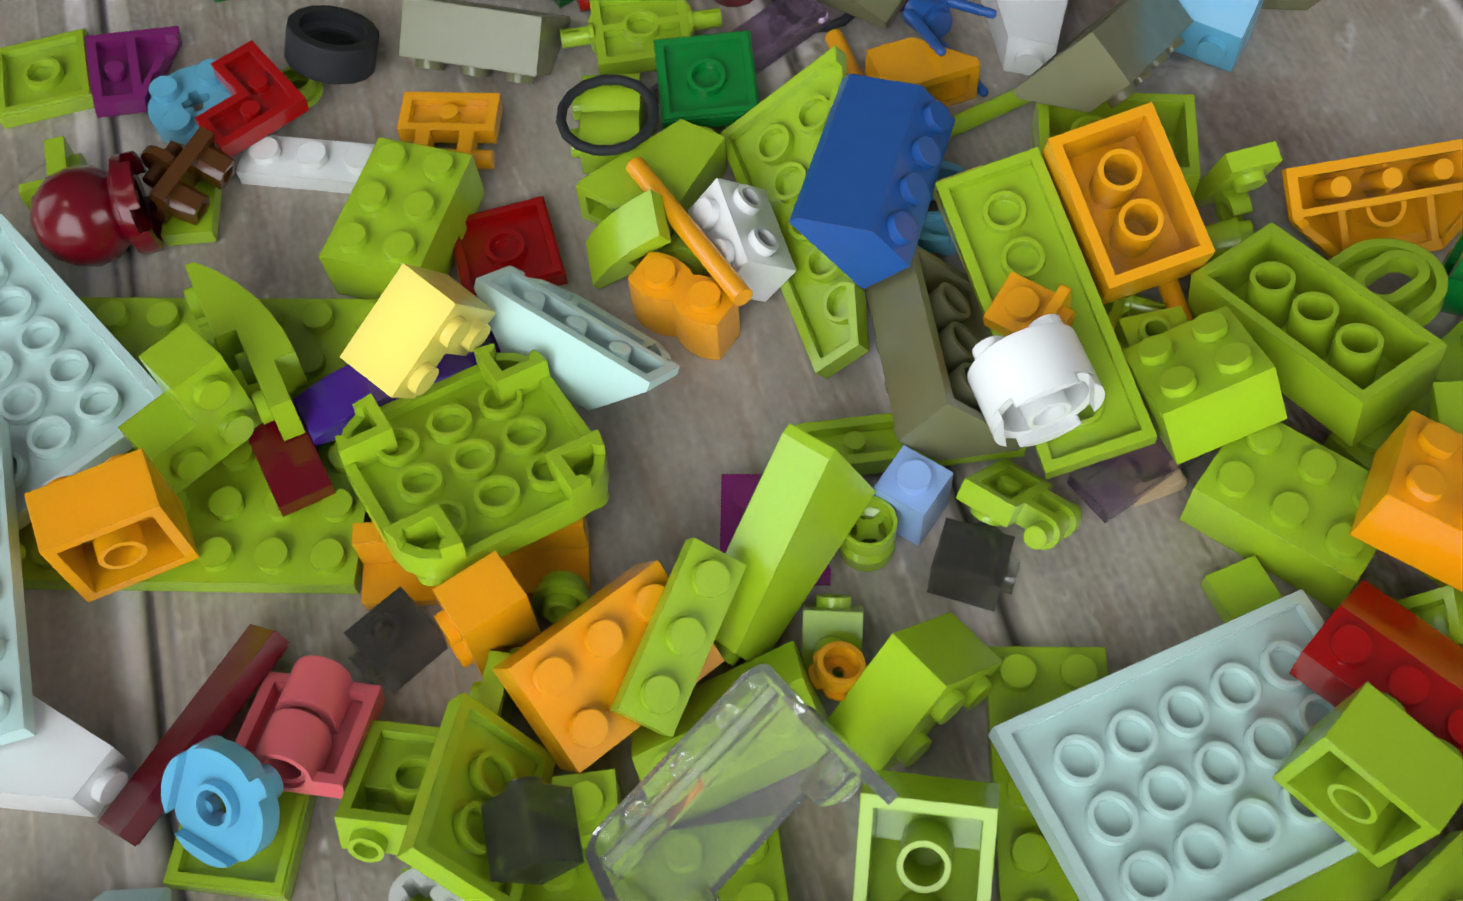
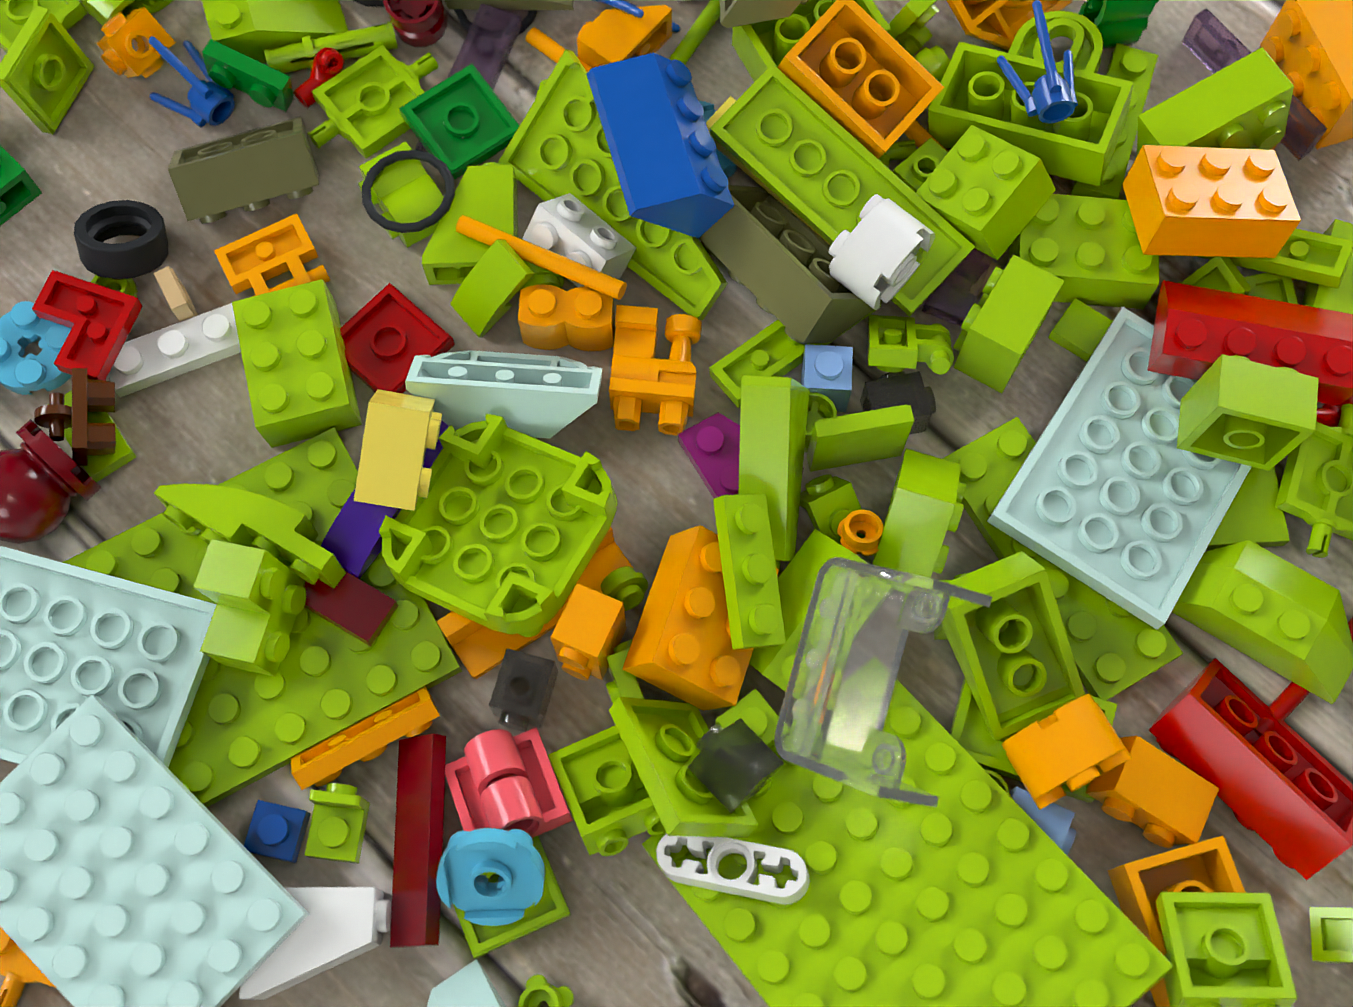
camera: 35 degrees left, 10 degrees up
(82, 647) = (276, 831): none -> blue plate
(111, 525) = (255, 726): light orange brick -> none
(138, 671) = (337, 824): none -> lime bracket
(216, 603) = (364, 739): none -> light orange plate
(344, 114) = (175, 294): none -> tan tile
(721, 398) = (651, 383): none -> light orange hips
(900, 569) = (859, 437): none -> lime tile
(1024, 301) = (839, 197): light orange bracket -> none
(1147, 535) = (1005, 322): none -> lime brick
(1336, 313) = (1052, 96): none -> blue plant

